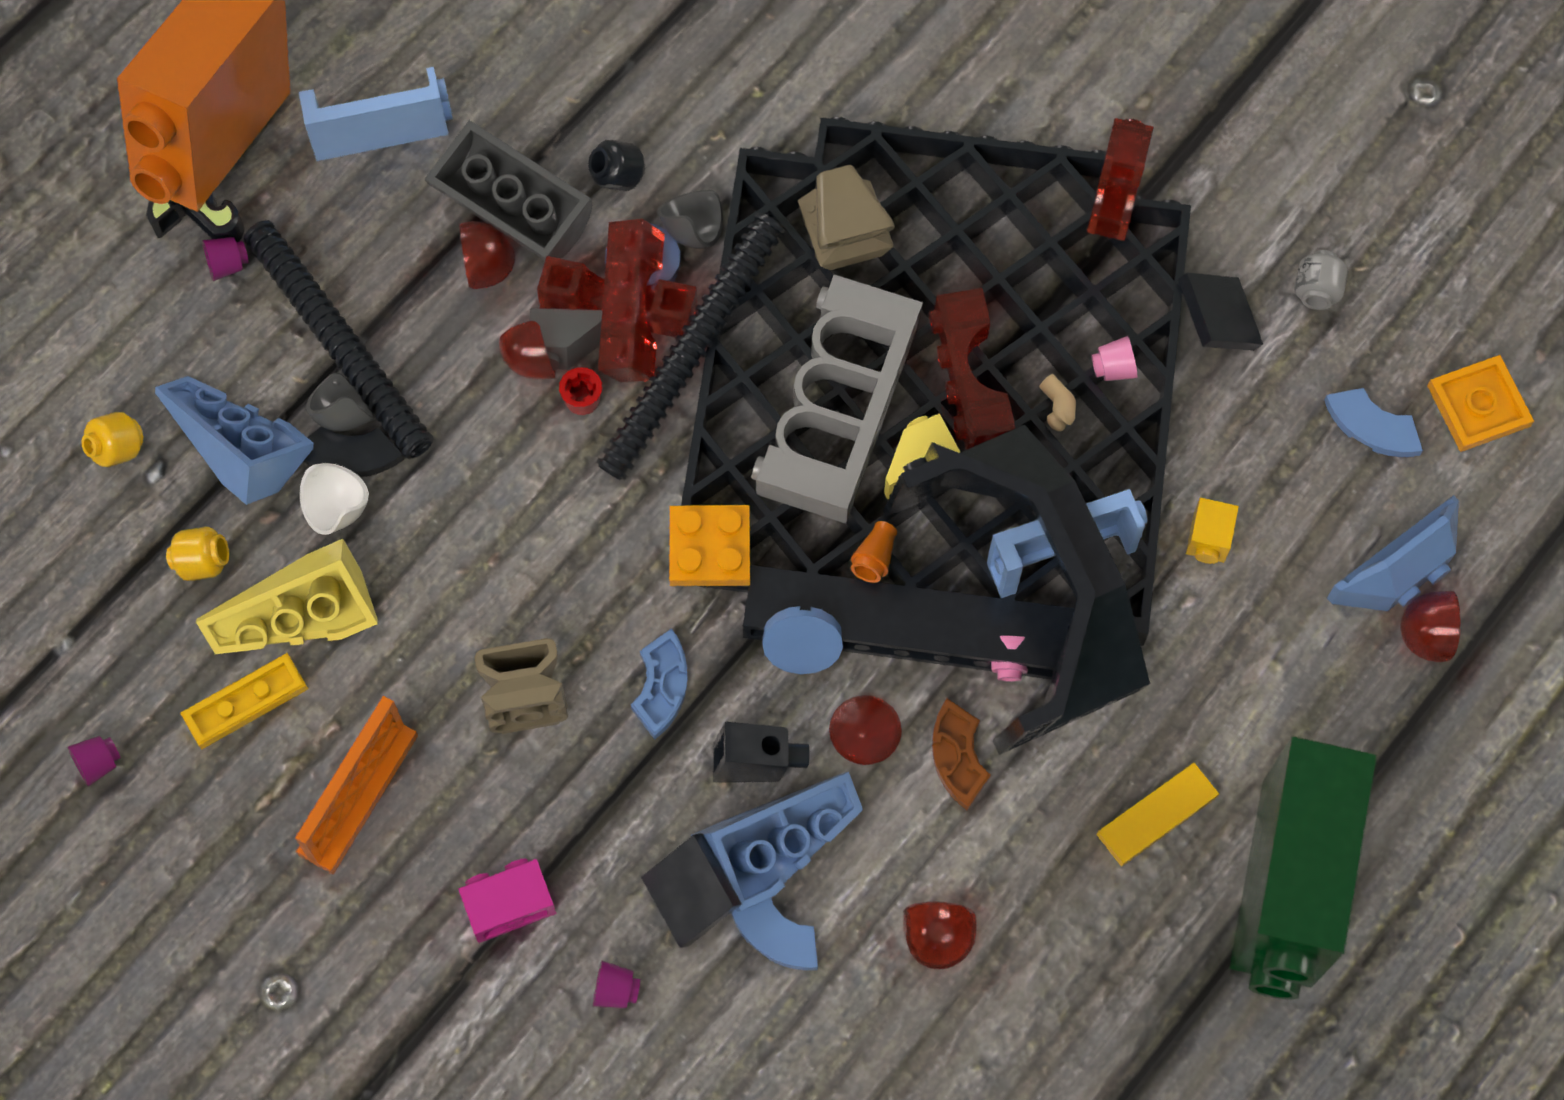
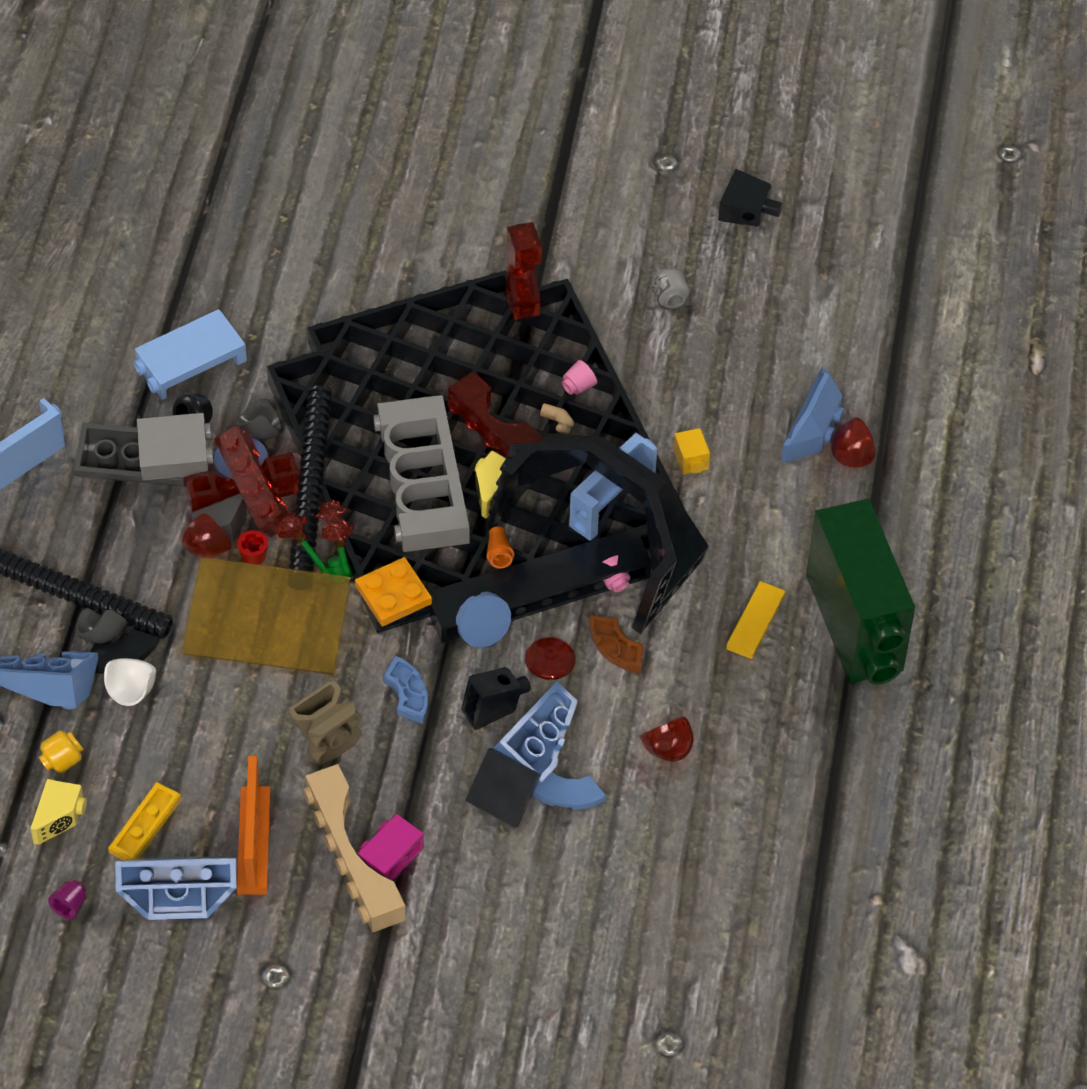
camera: 30 degrees left, 15 degrees down
(147, 631) = (57, 810): none -> light yellow slope
(222, 807) = (176, 885): none -> medium blue wedge
(303, 601) = (145, 750): light yellow wedge -> none
(476, 791) = (376, 895): none -> tan arch
(486, 254) = (140, 499): clear red helmet -> none
(545, 494) = (266, 616): none -> clear yellow piece
(553, 209) = (174, 446): none -> light grey brick
(615, 986) = (488, 865): magenta hat -> none
(660, 80) = (188, 352): none -> light blue panel
(673, 431) = (334, 530): none -> clear red plant
(845, 219) = (363, 372): dark tan piece -> none
(1220, 311) = (621, 330): black tile -> none
(1372, 426) = (744, 354): medium blue tile -> none
(1480, 403) = (805, 314): light orange plate -> none
(1498, 200) = (747, 200): none -> black torso

